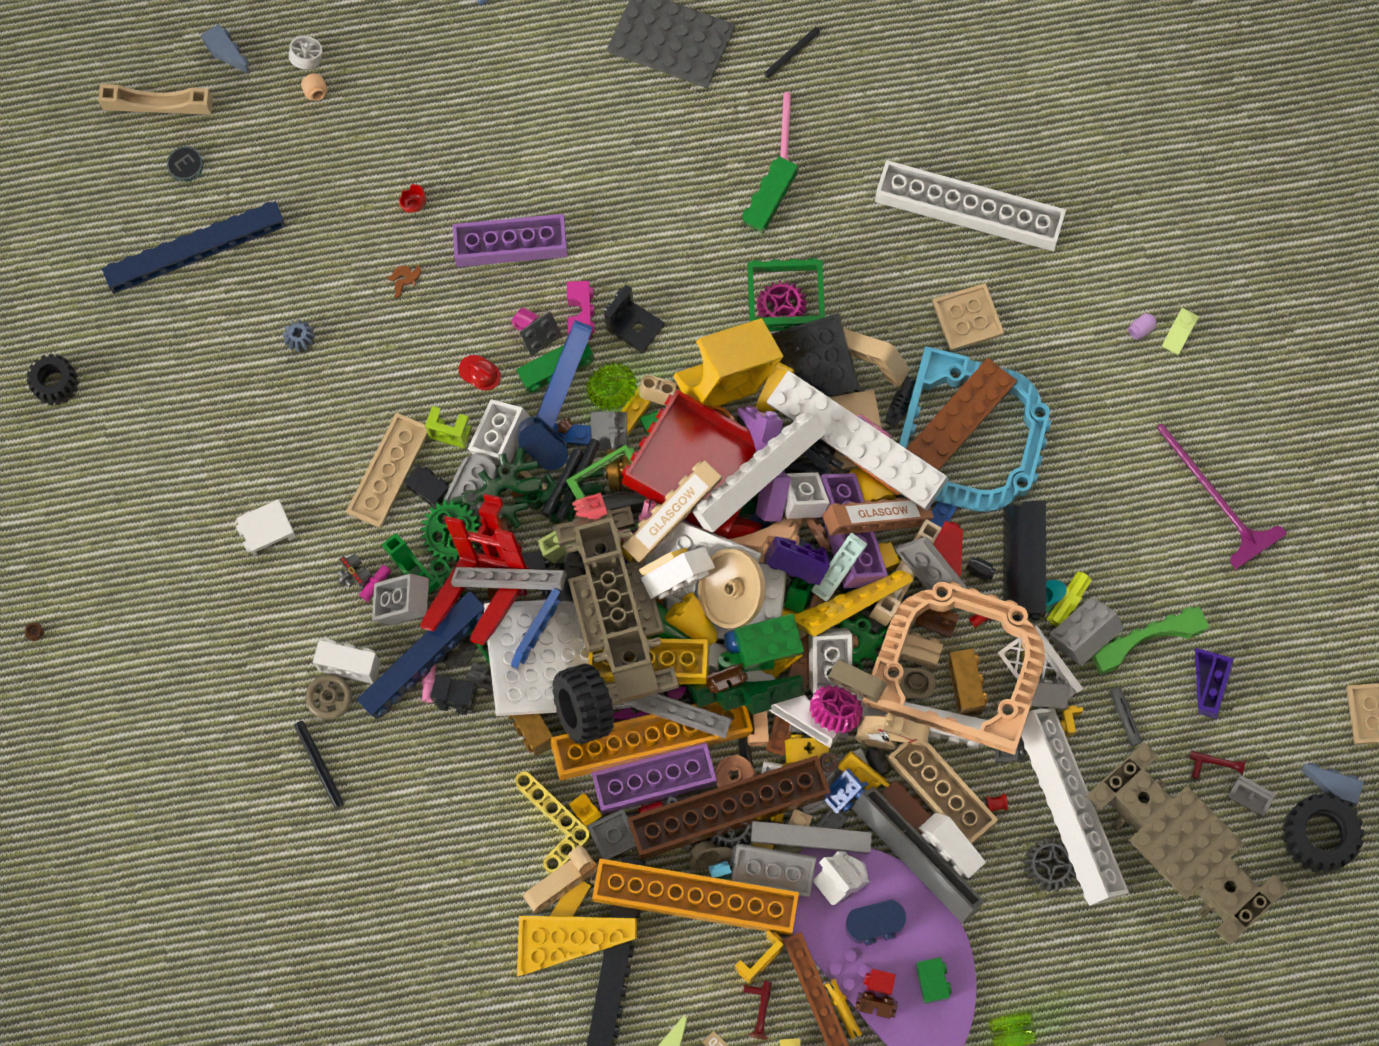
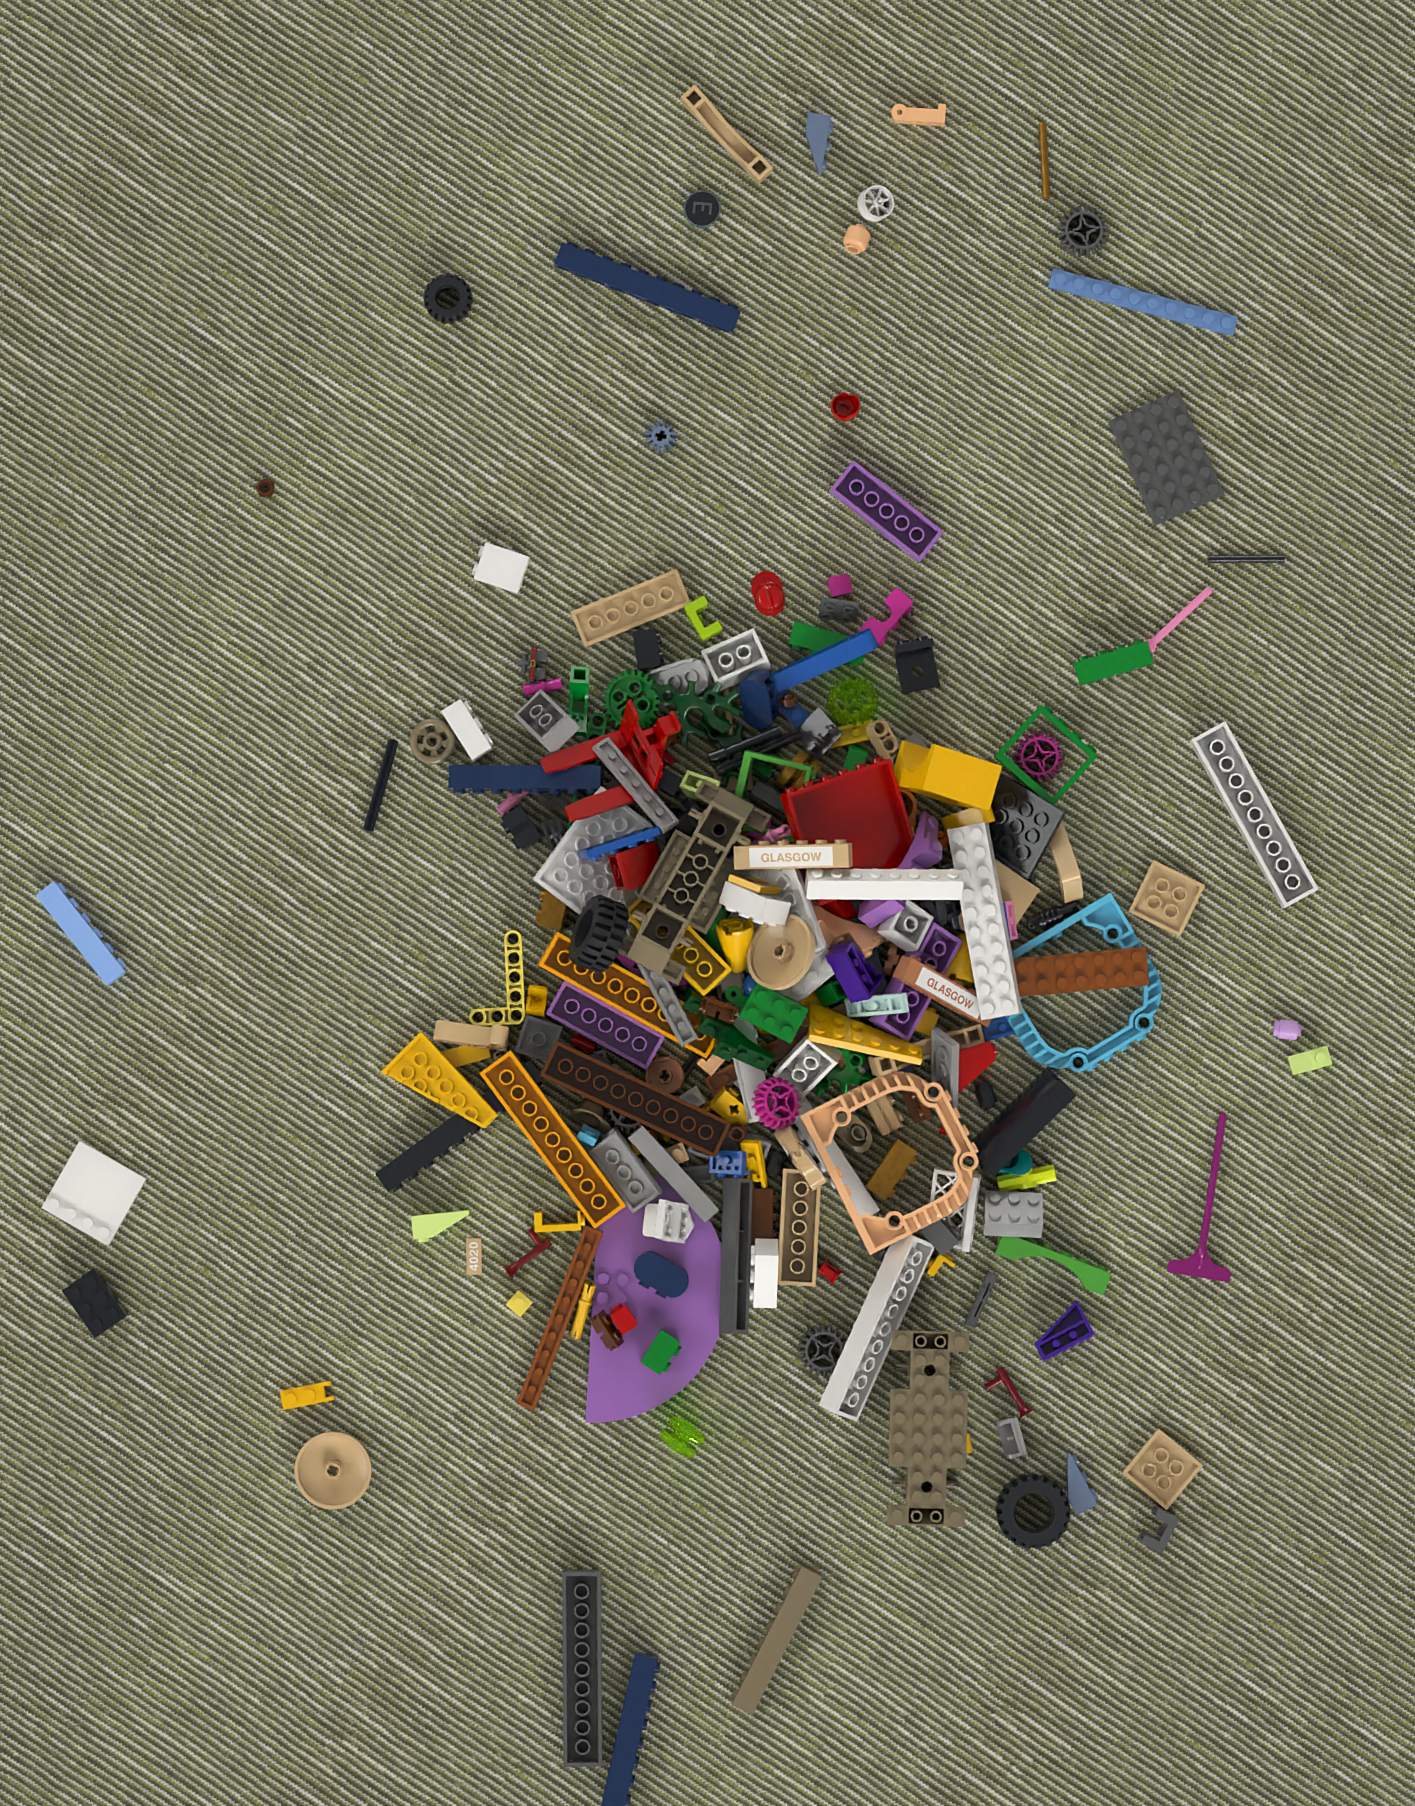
camera: 40 degrees right, 15 degrees up
(405, 272) = (787, 466): dark orange piece -> none
(561, 637) = (633, 865): none -> red slope
(590, 507) = (741, 791): coral plate -> none
(857, 681) = (808, 1099): dark tan beam -> none

